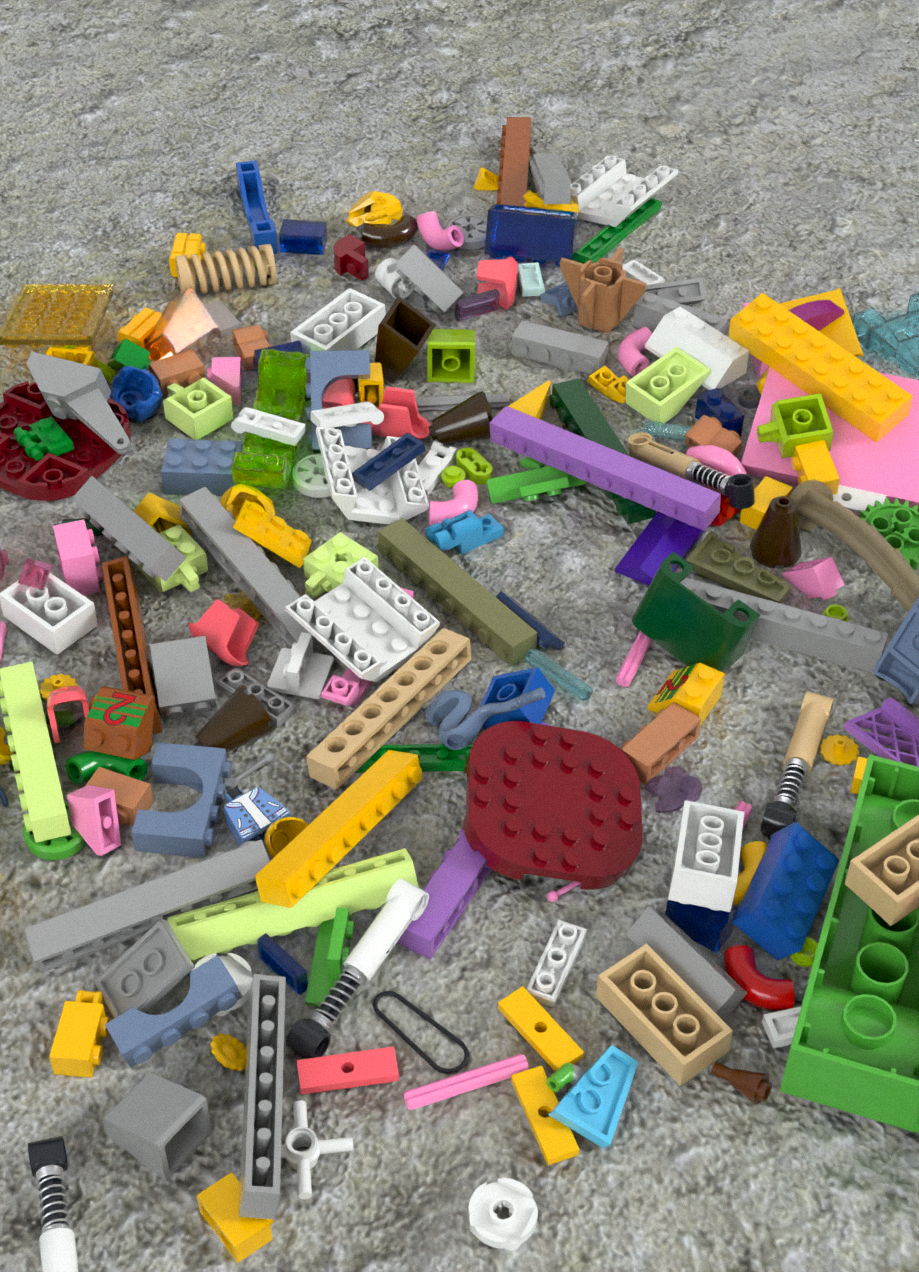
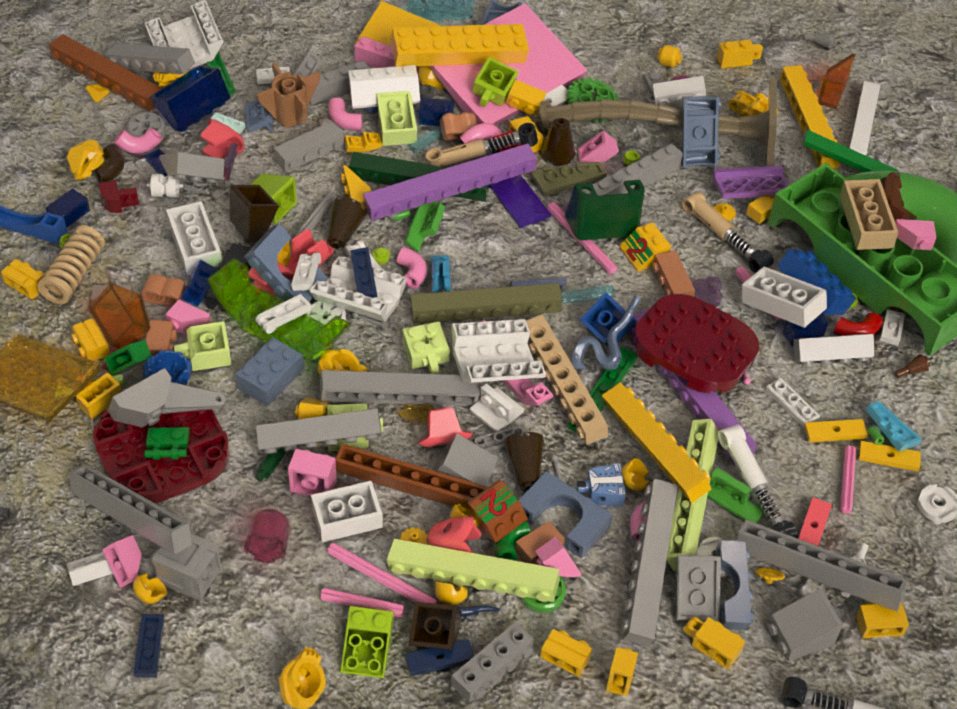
camera: 60 degrees left, 5 degrees up
(35, 574) = (323, 499): clear pink slope -> none
(272, 533) = (377, 361): yellow plate -> none
(282, 964) = (723, 521): clear blue tile -> none
(431, 1021) = (804, 492): black piece -> none
(471, 462) = (380, 240): lime beam -> none
(663, 1014) = (860, 373): tan brick -> none
(818, 313) = (393, 19): magenta slope -> none

